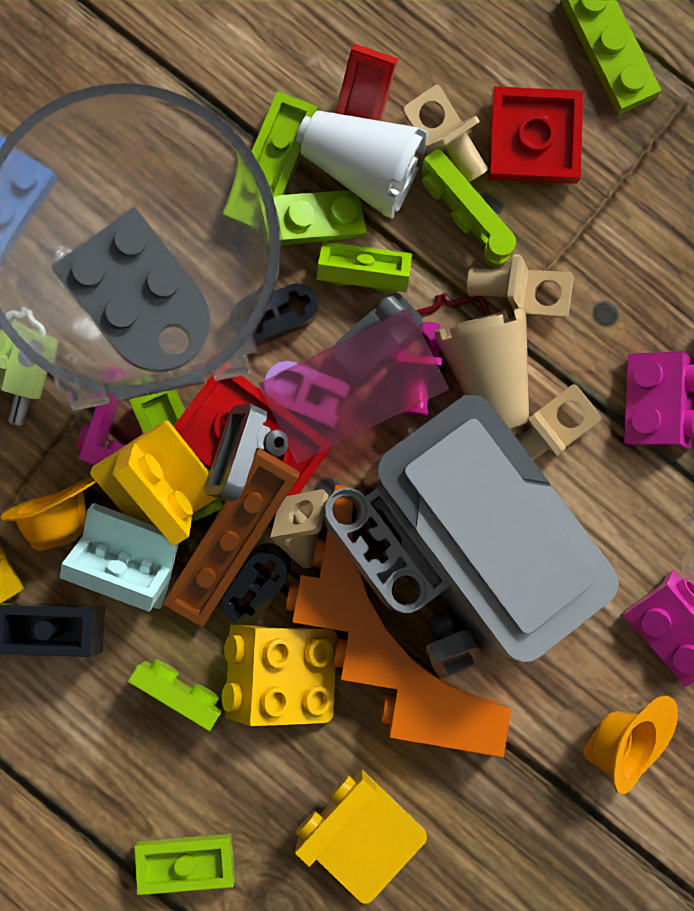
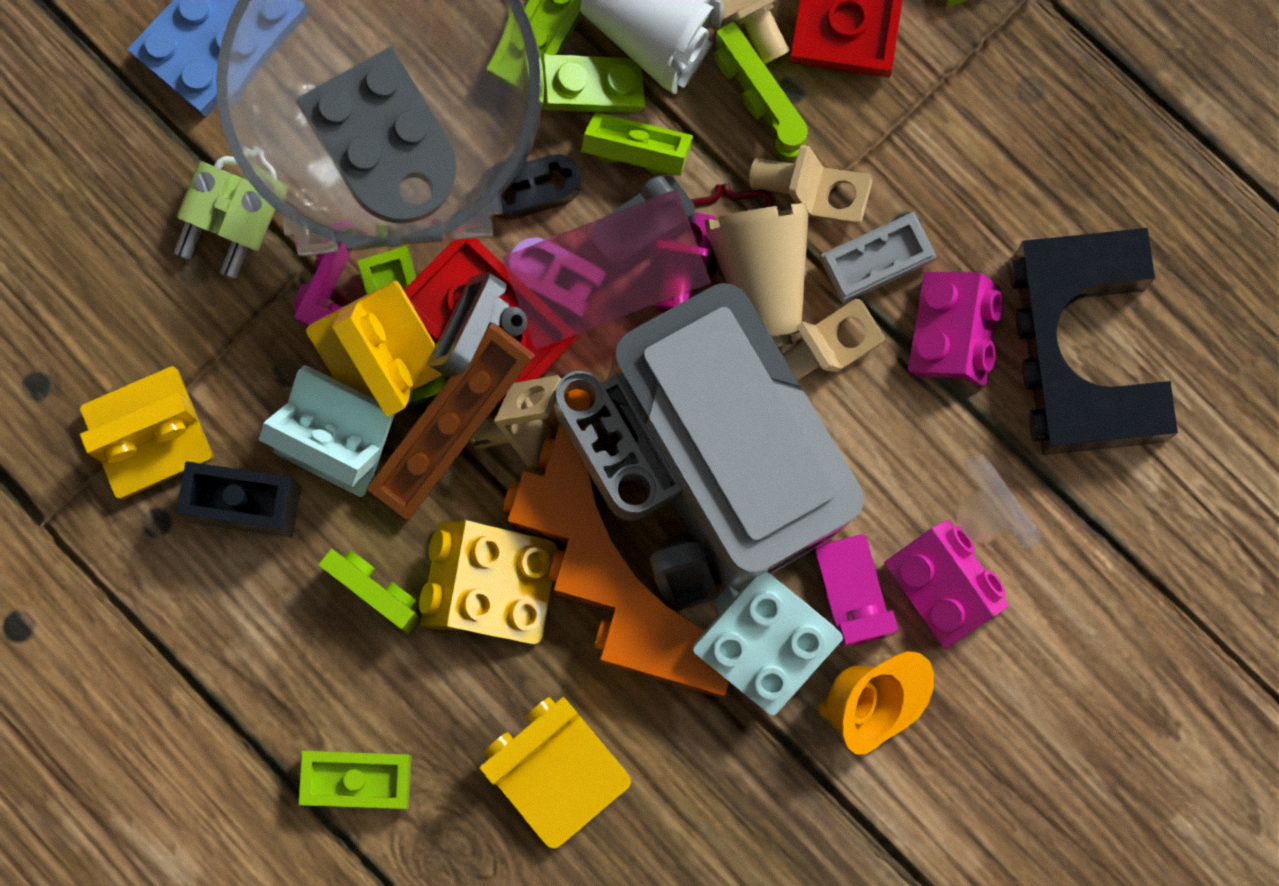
camera: 15 degrees right, 5 degrees down
(52, 518) = (257, 383): light orange piece -> none
(264, 590) = (464, 470): black beam -> none
(535, 707) = (766, 641): none -> light aqua bracket
(587, 345) = (878, 257): none -> light grey plate
(607, 657) = (854, 592): none -> dark pink bracket

